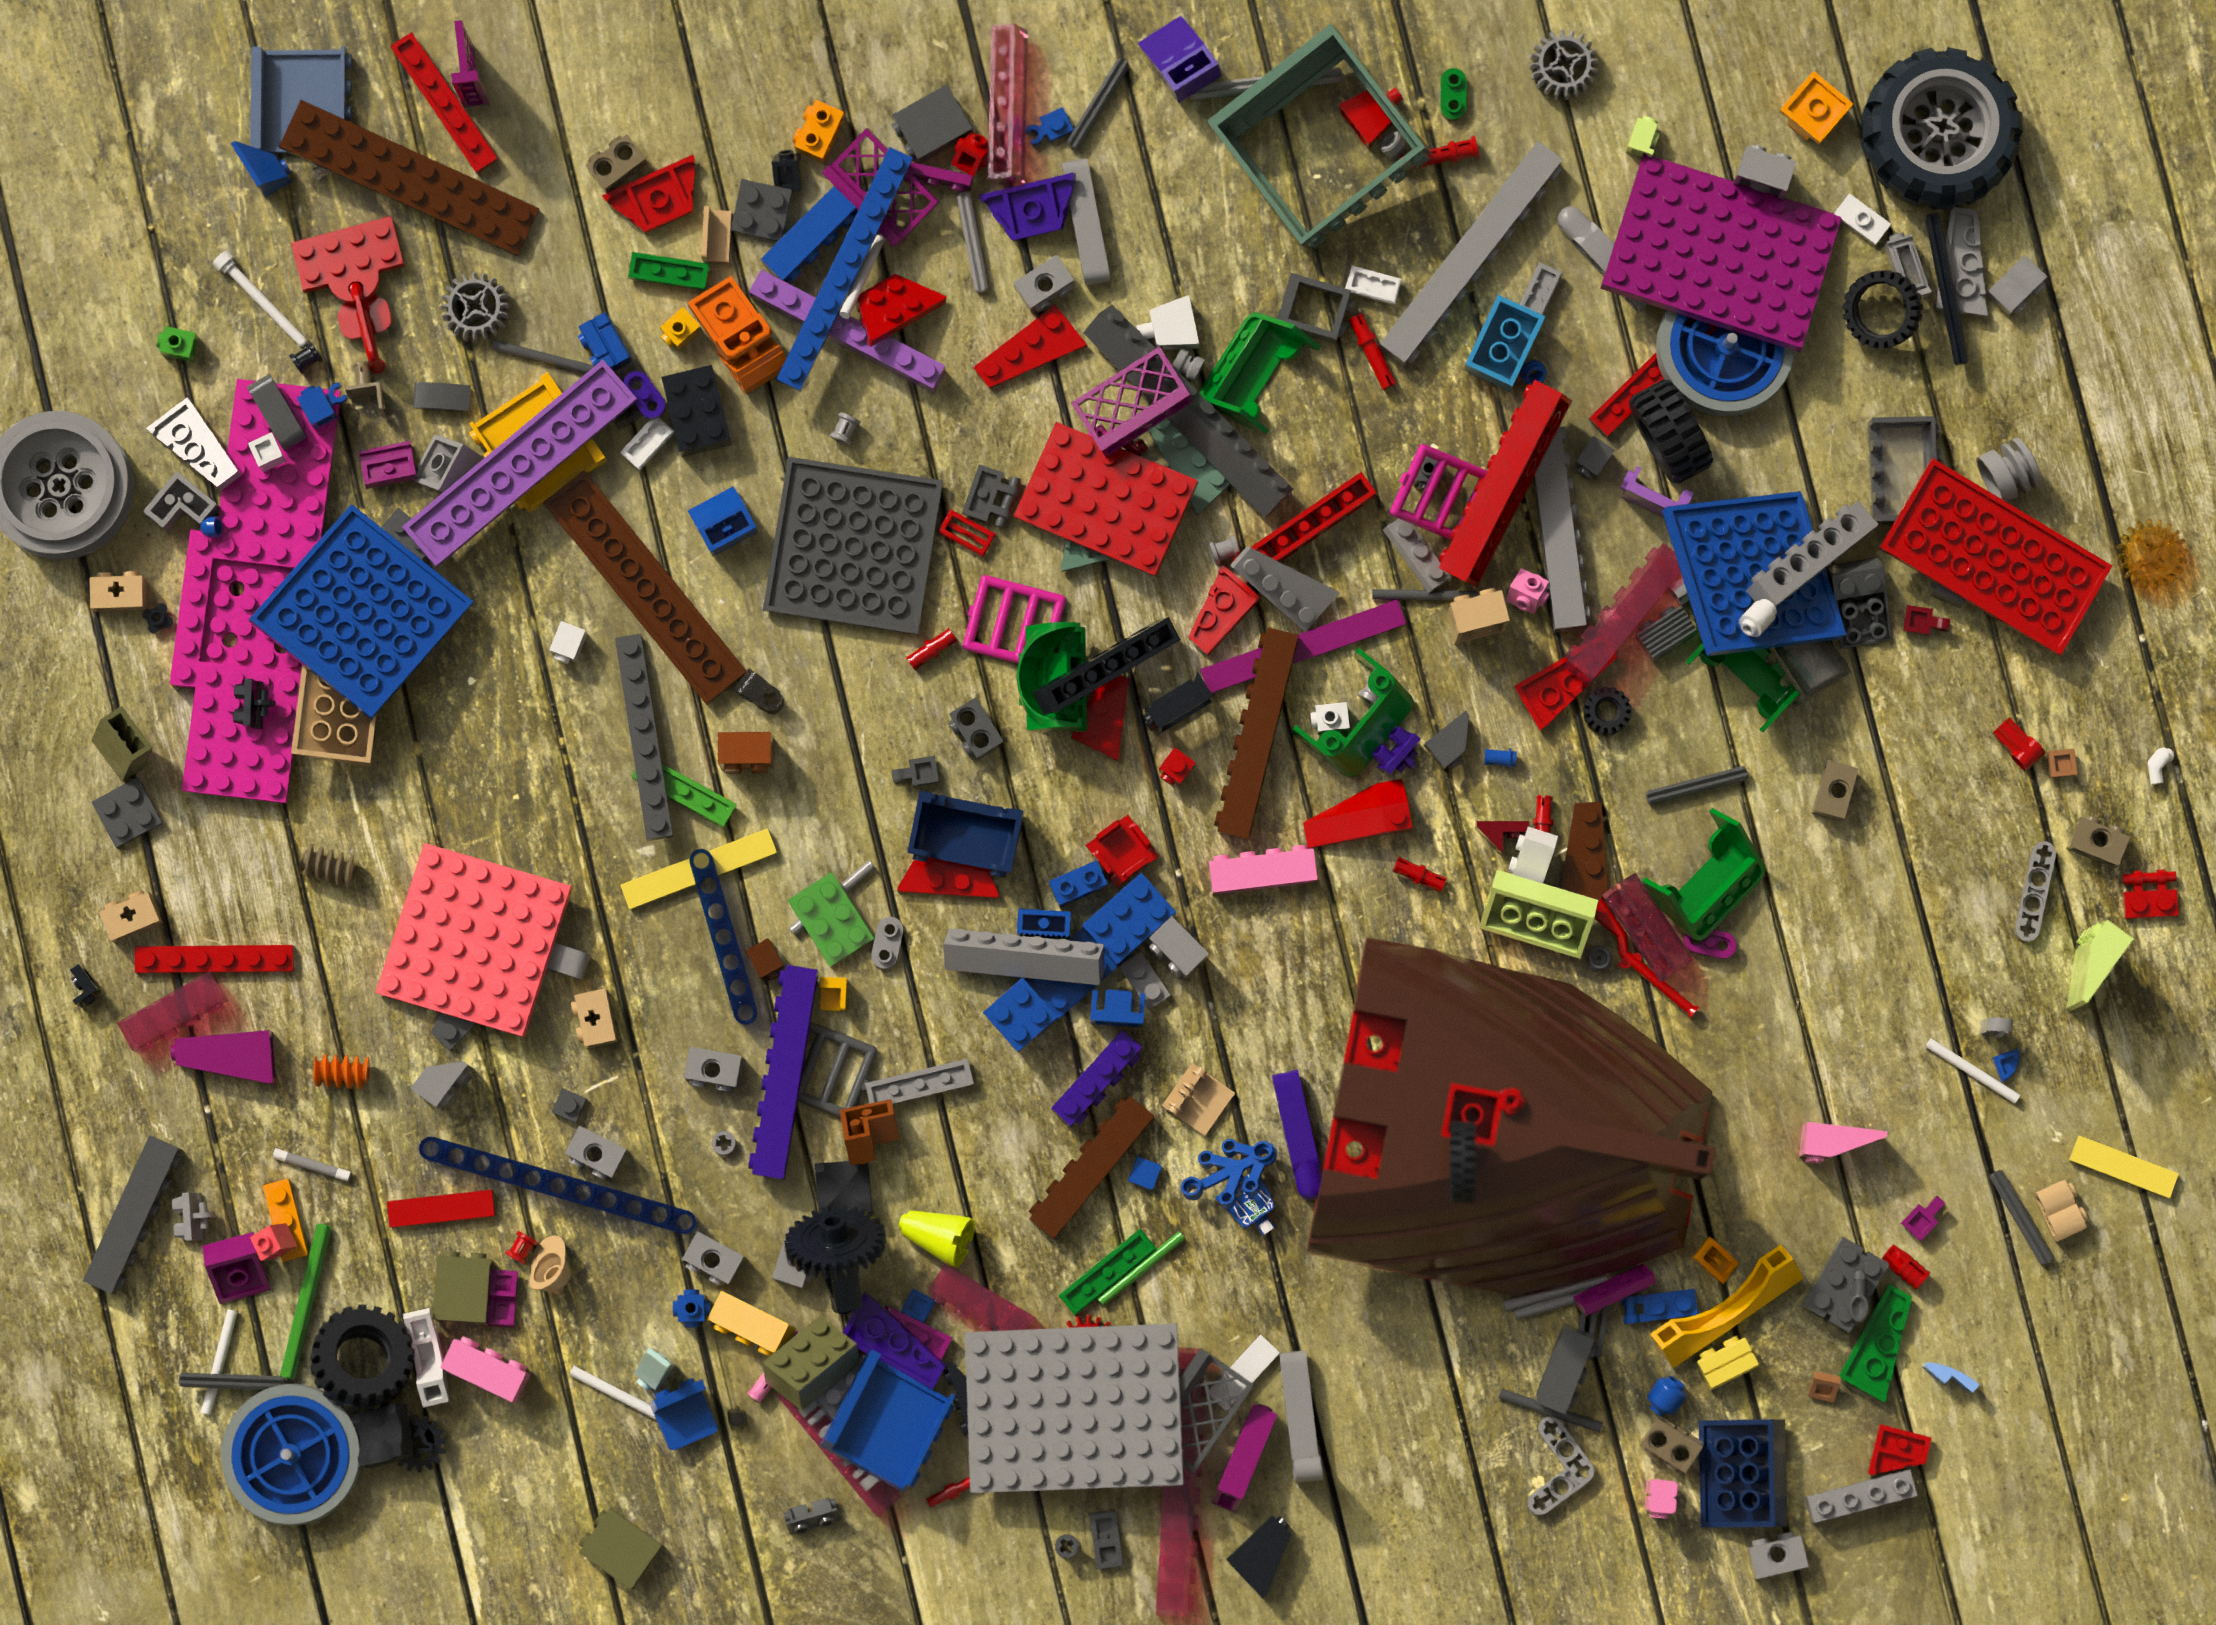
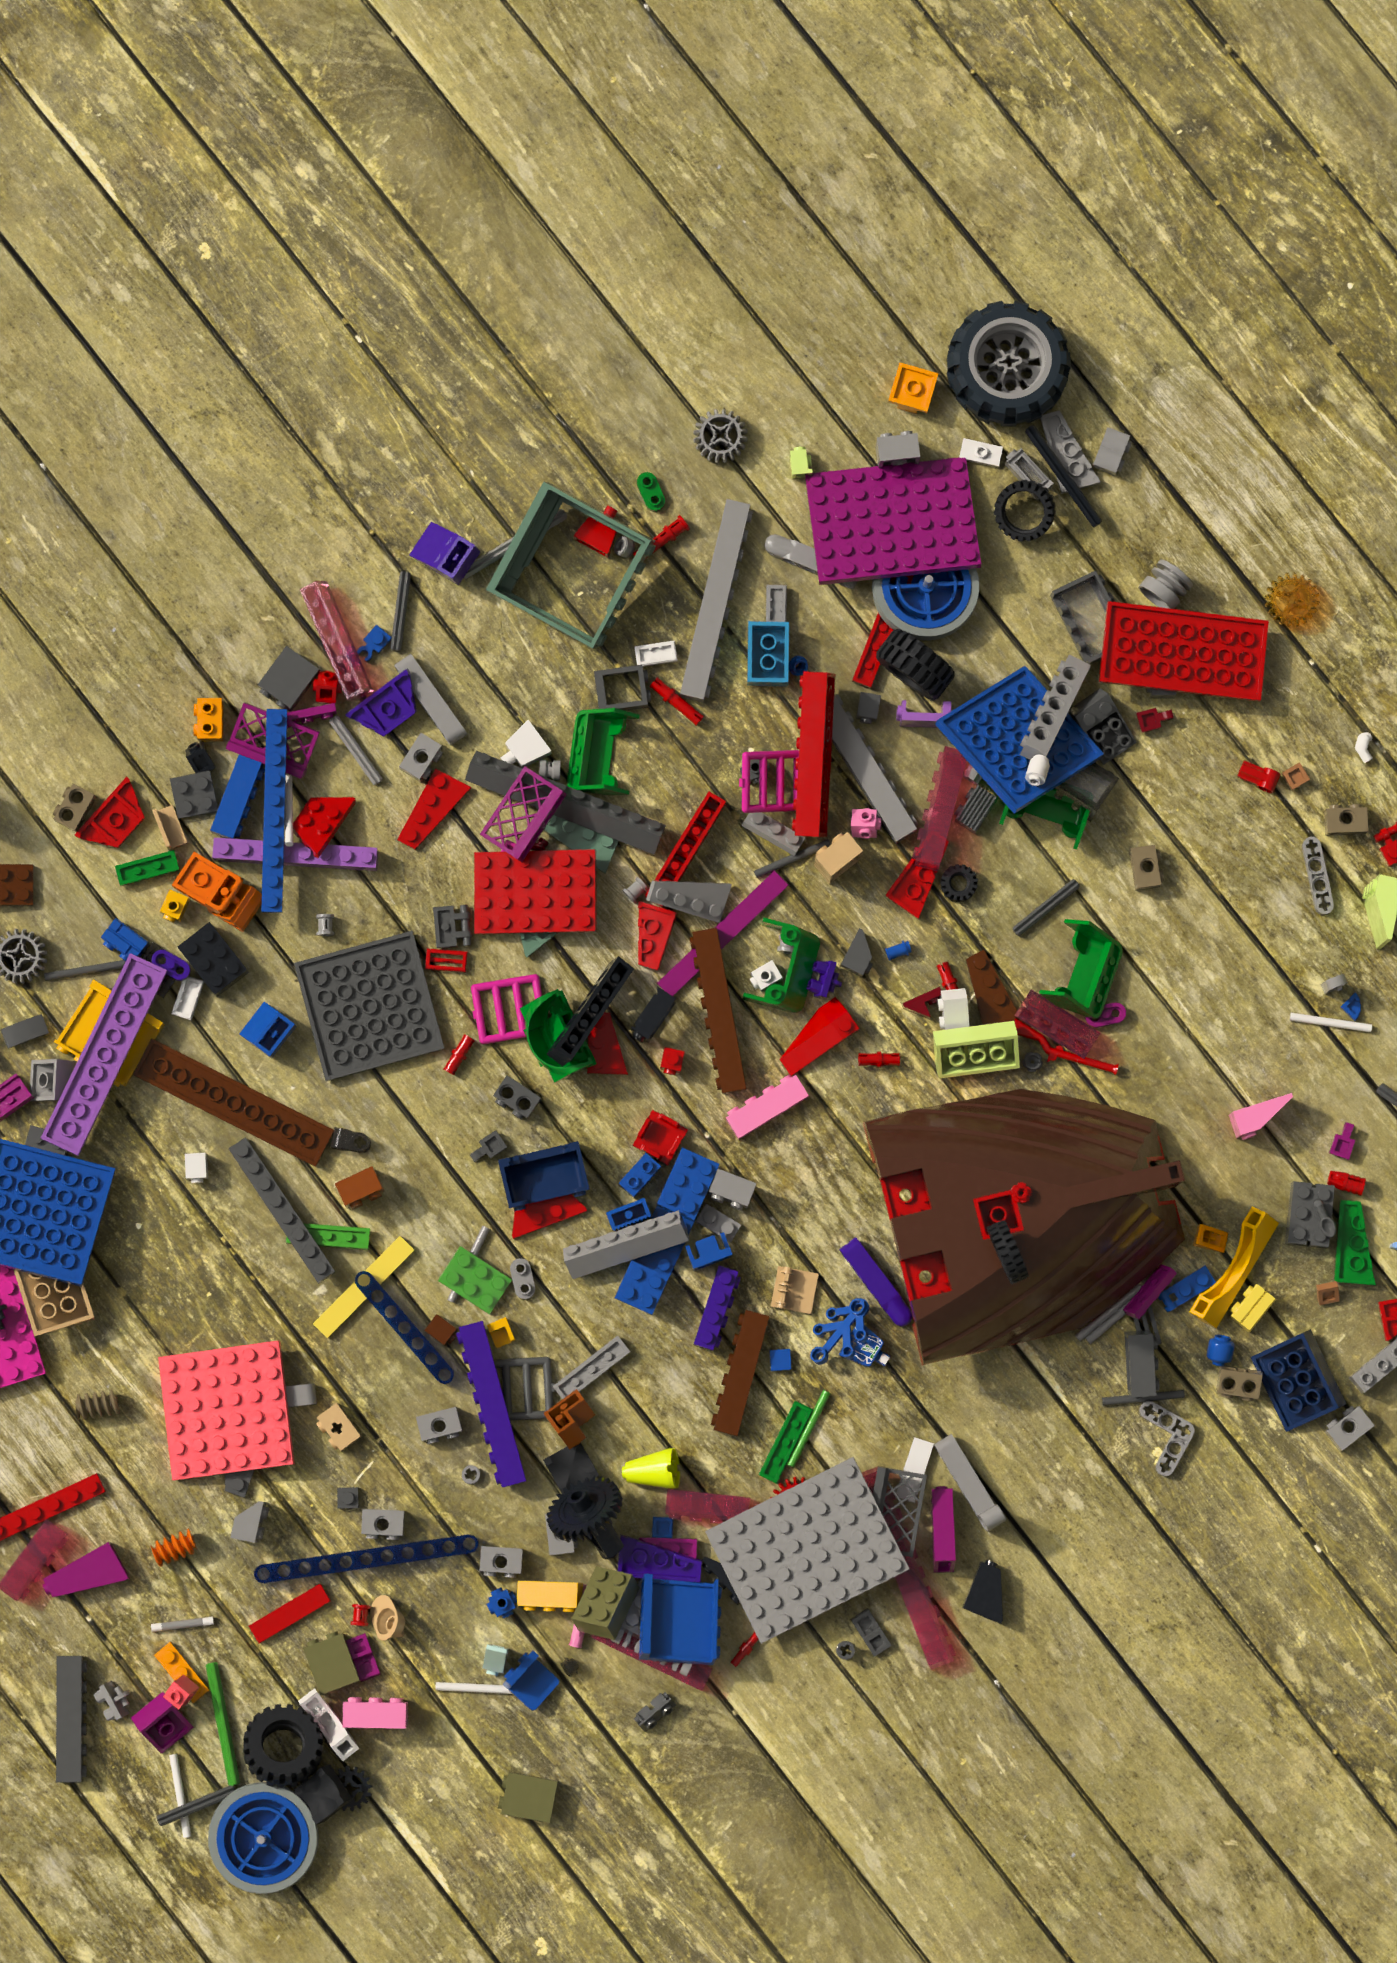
camera: 30 degrees left, 0 degrees up
(1660, 1498) = (1249, 1424): bright pink brick -> none

